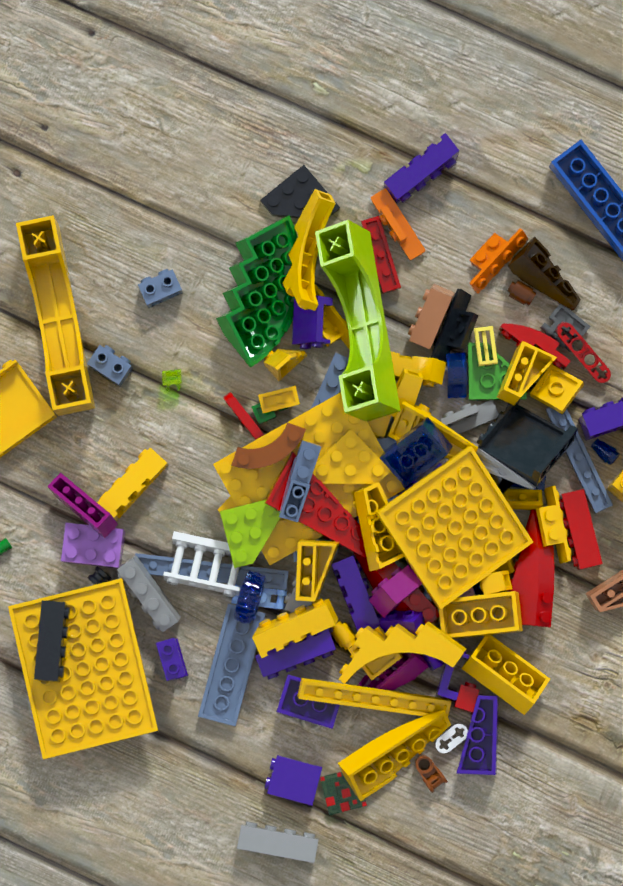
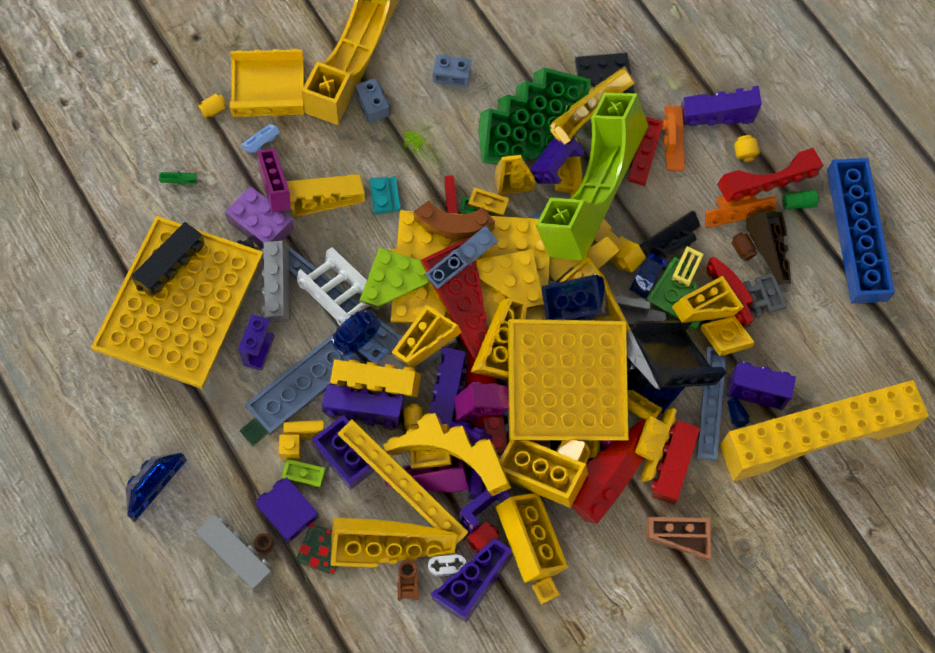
camera: 25 degrees right, 15 degrees down
(38, 468) = (256, 141): none -> light blue plate
(168, 831) = (150, 482): none -> clear blue wedge
(182, 448) = (384, 195): none -> teal plate
(219, 732) = (253, 432): none -> clear green tile
(260, 704) = (306, 429): none -> yellow brick
(260, 727) = (290, 447): none -> yellow brick
(286, 741) = (303, 473): none -> lime plate
(298, 823) = (264, 537): none -> reddish brown plate
(430, 316) = (656, 216): nougat wedge -> none
(468, 194) = (746, 148): none -> yellow head
(485, 240) = (741, 184): none -> red arch
(543, 707) = (545, 590): none -> yellow plate
(546, 212) = (801, 199): none -> green piece
(583, 352) = (771, 321): red beam -> none

